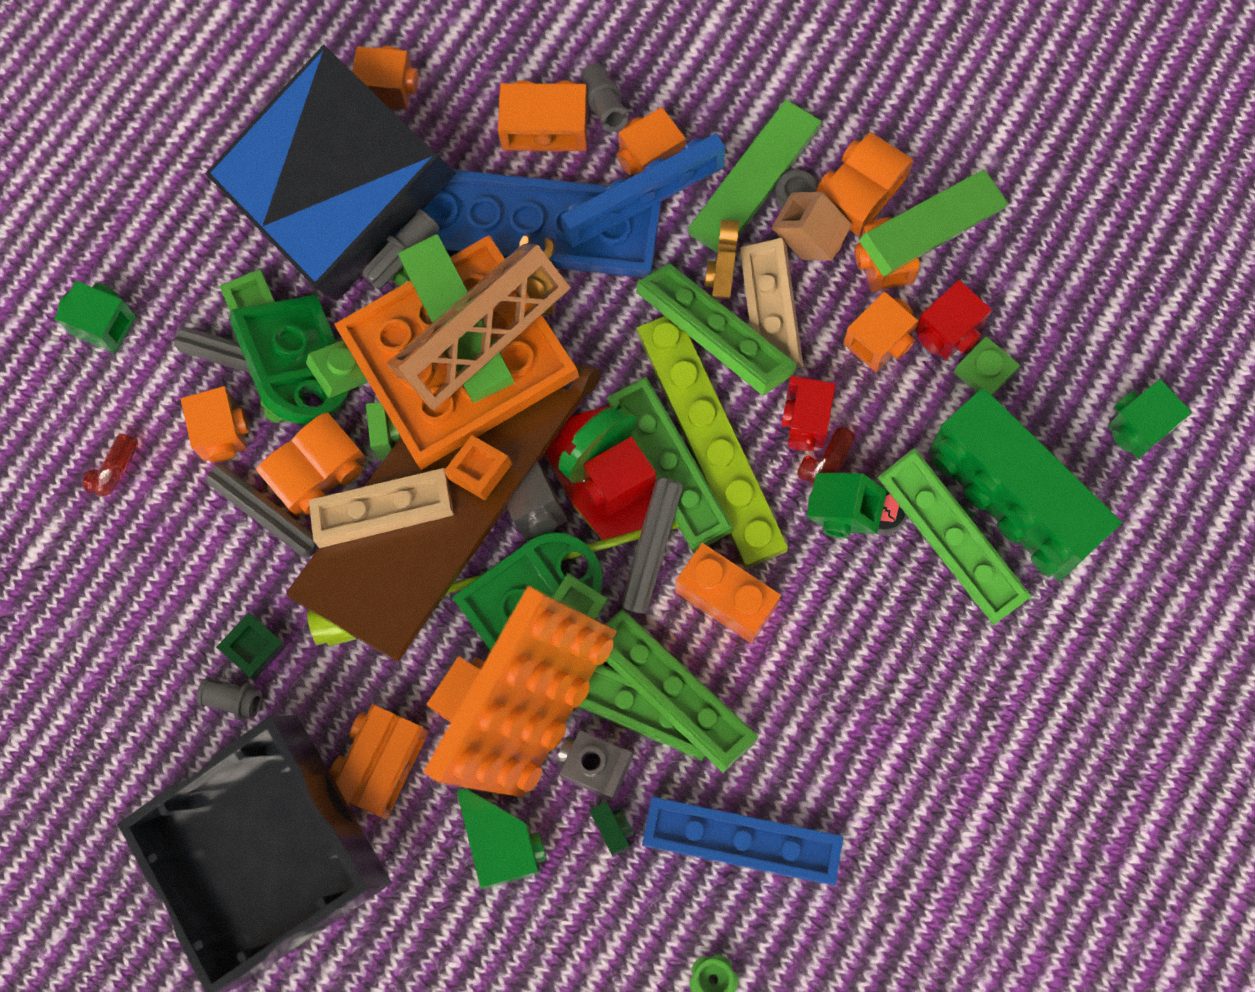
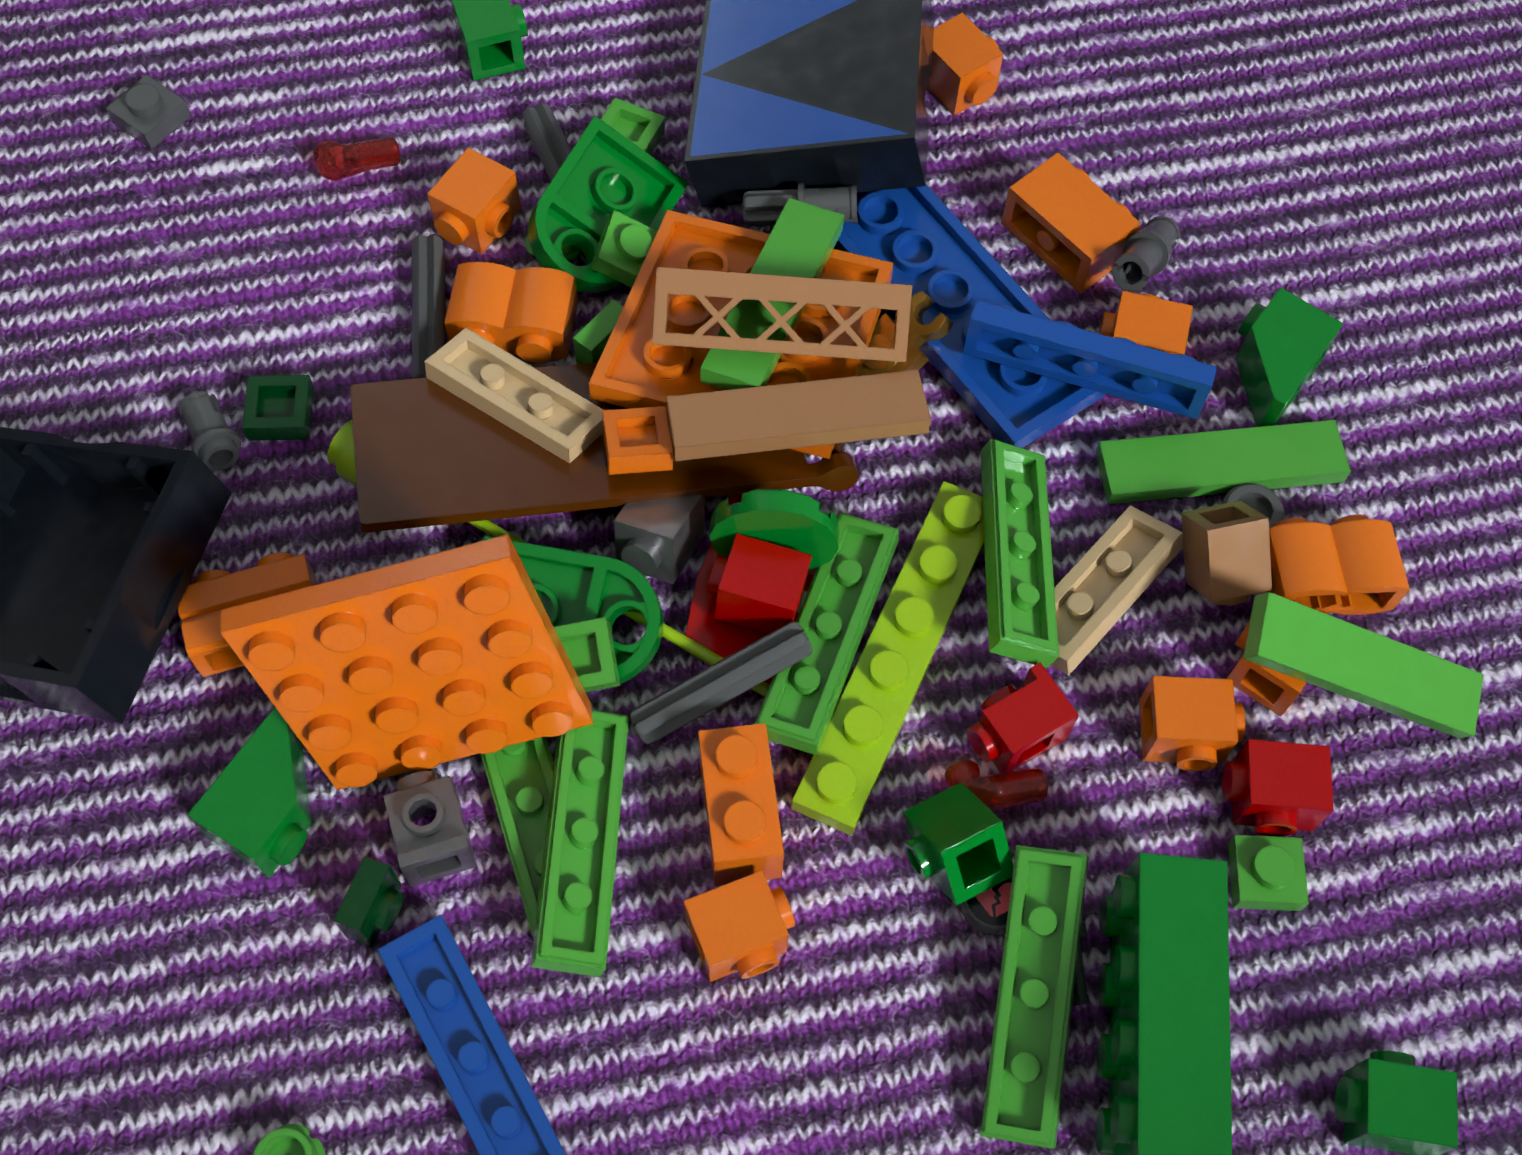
camera: 40 degrees right, 10 degrees down
(545, 371) = (797, 415): none -> medium nougat tile
(720, 272) = (1086, 506): pearl gold plate -> none
(726, 89) = (1281, 352): none -> green slope
(792, 650) = (739, 927): none -> orange brick

